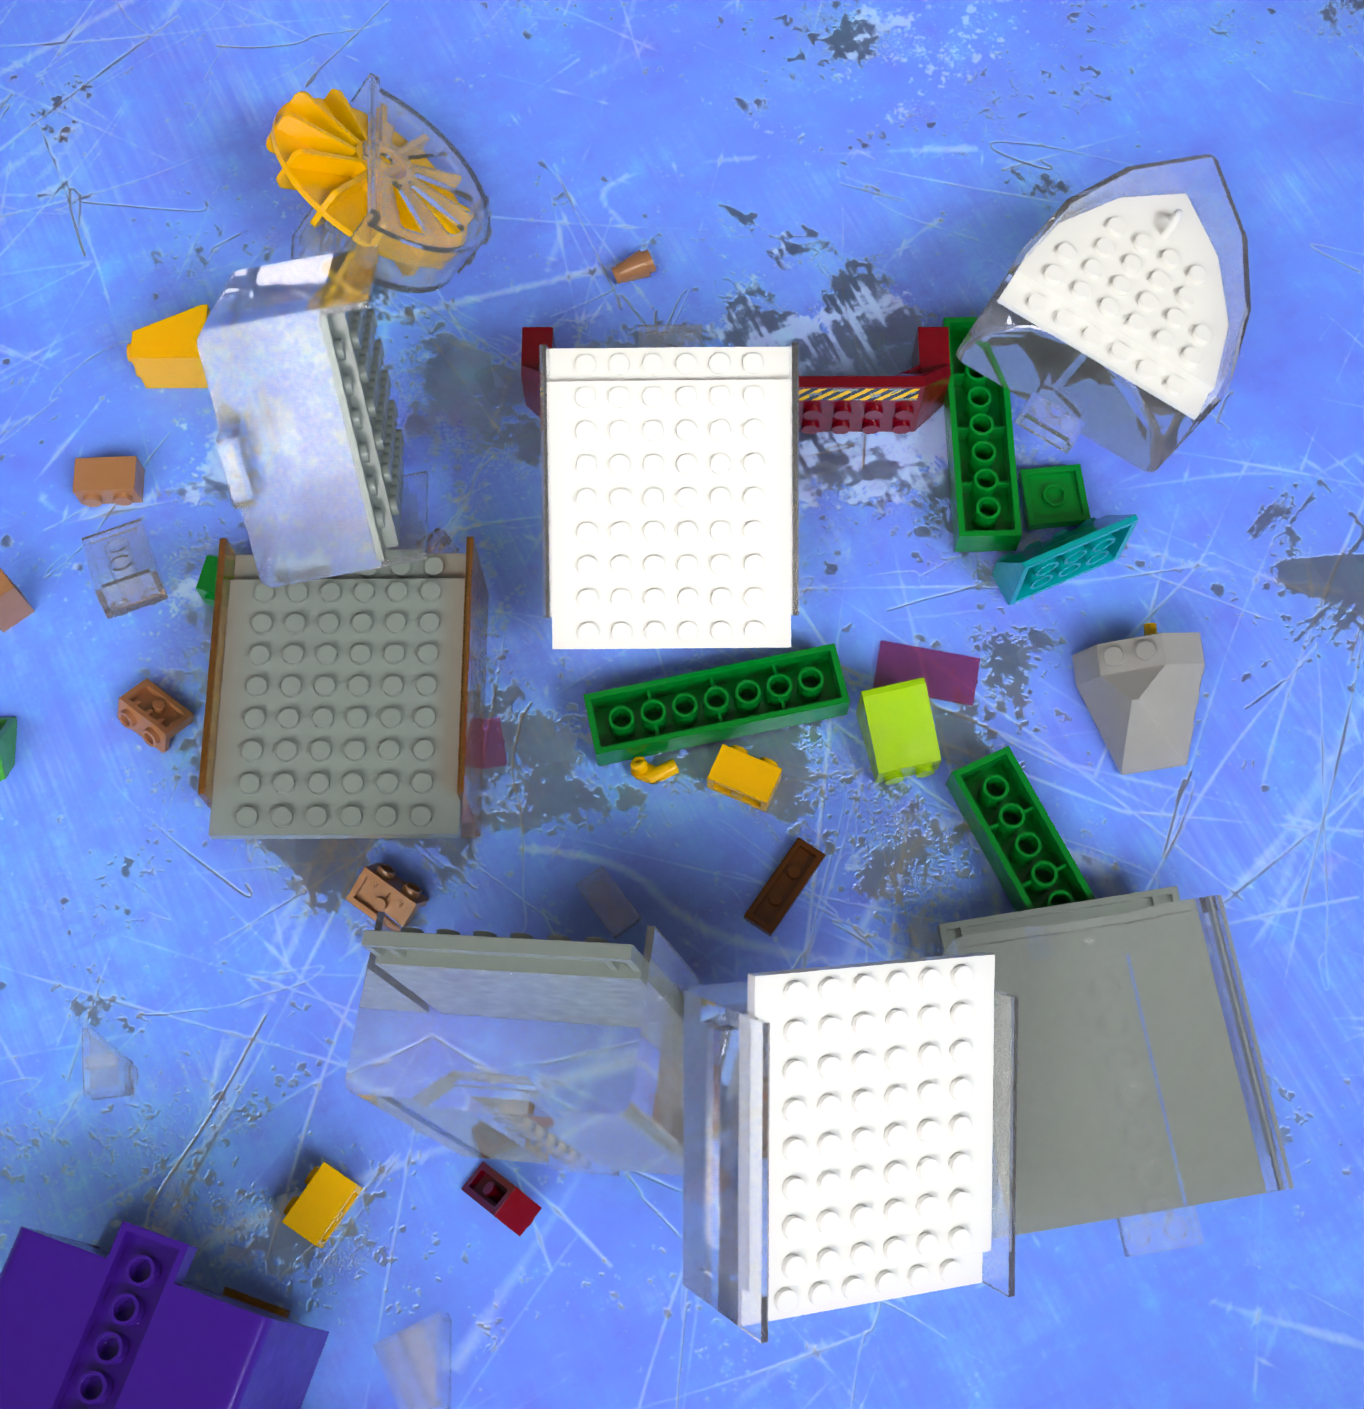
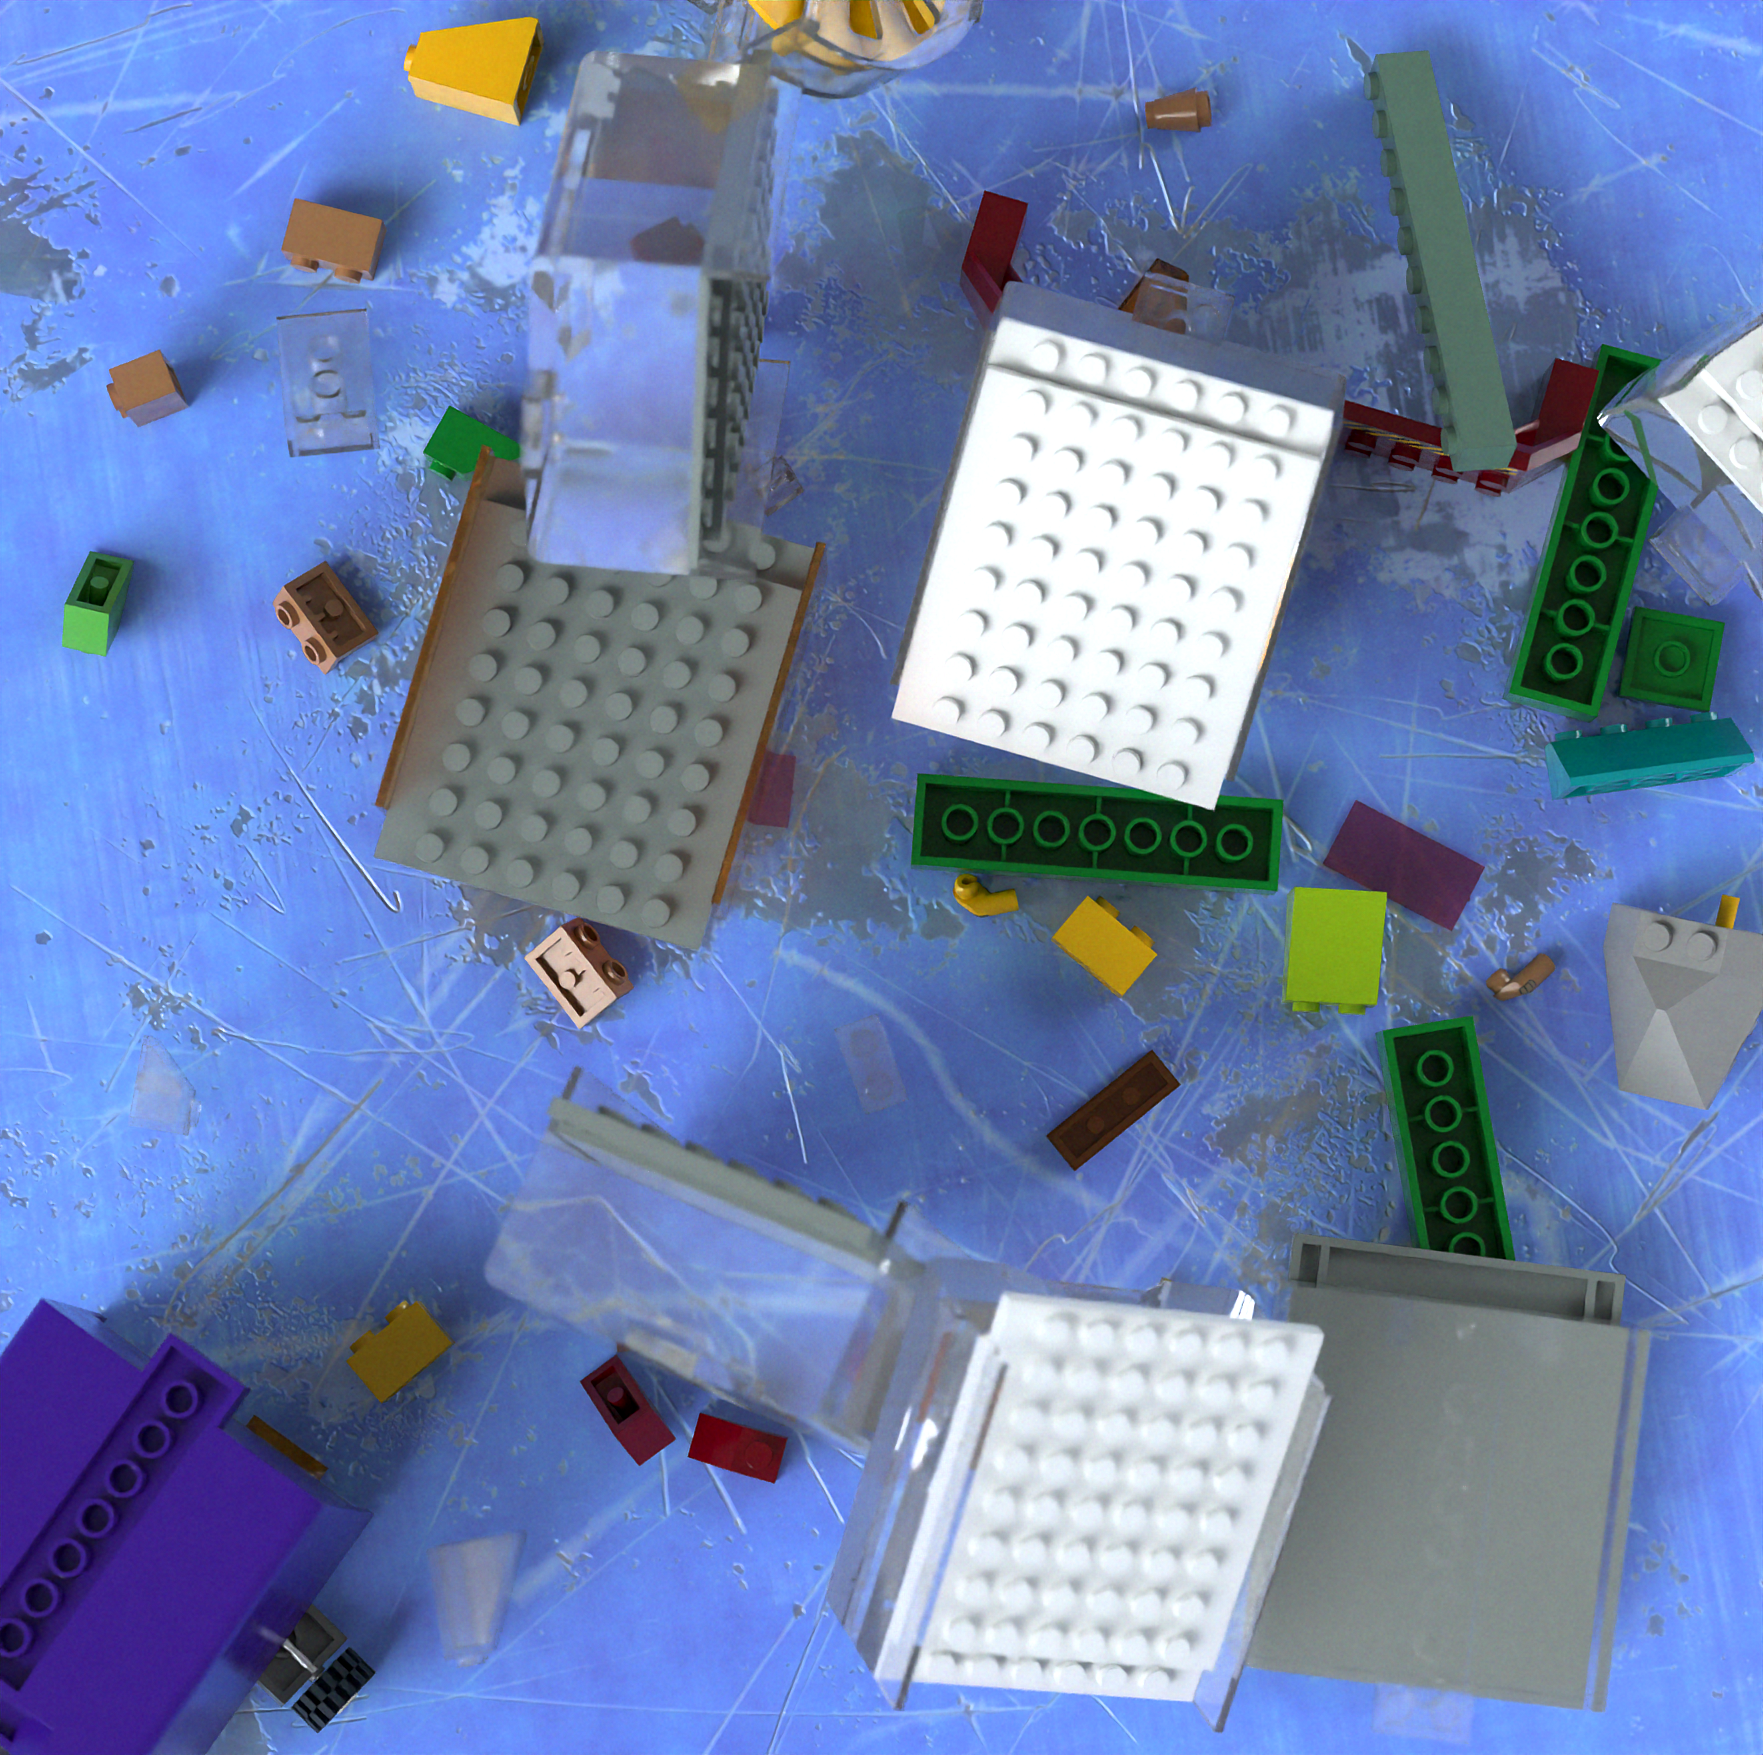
camera: 15 degrees right, 15 degrees up
(589, 1201) = (737, 1447): none -> dark red slope
(829, 293) = (1440, 262): none -> sand green brick
(1032, 722) = (1524, 982): none -> medium nougat arm

